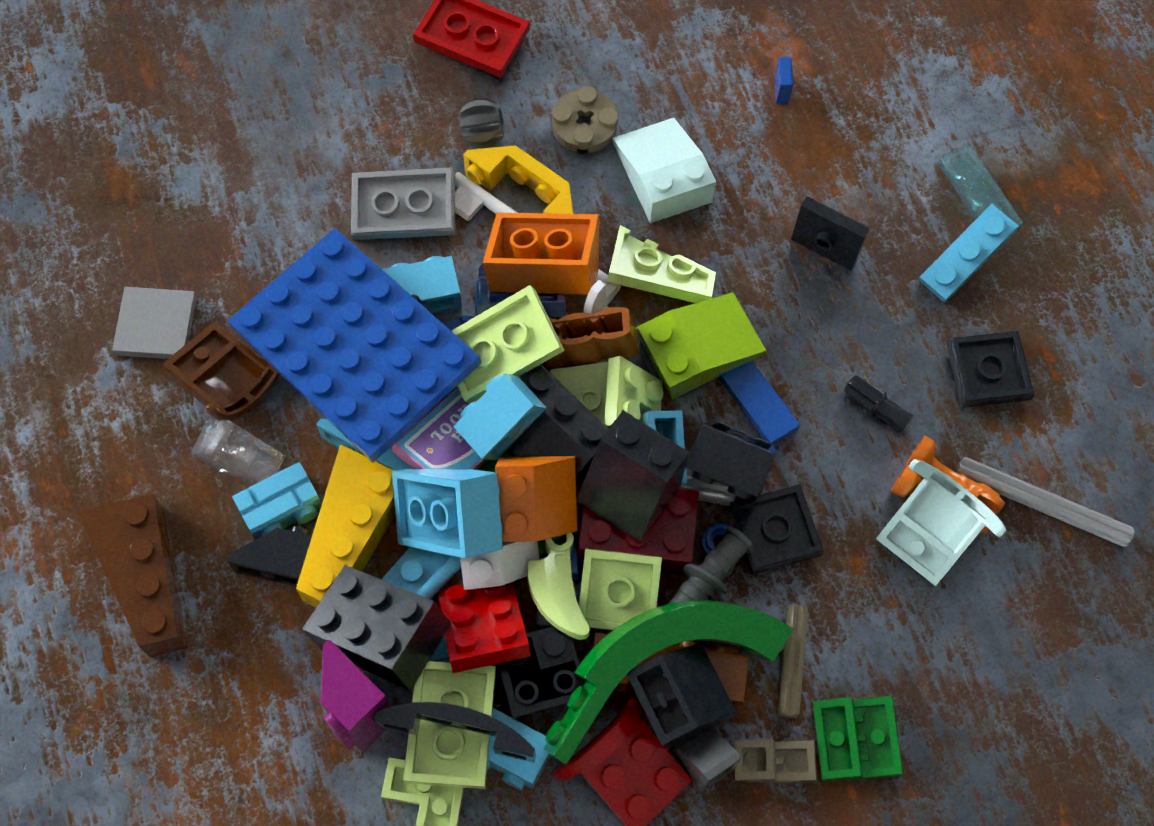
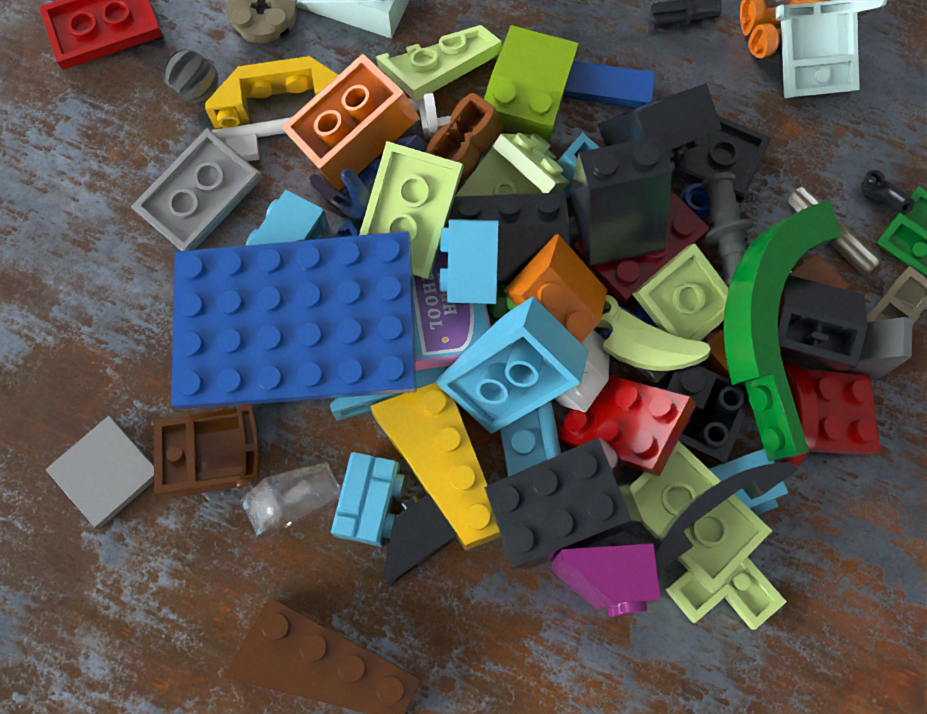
camera: 45 degrees left, 5 degrees up
(864, 674) = (878, 188): none -> black arm

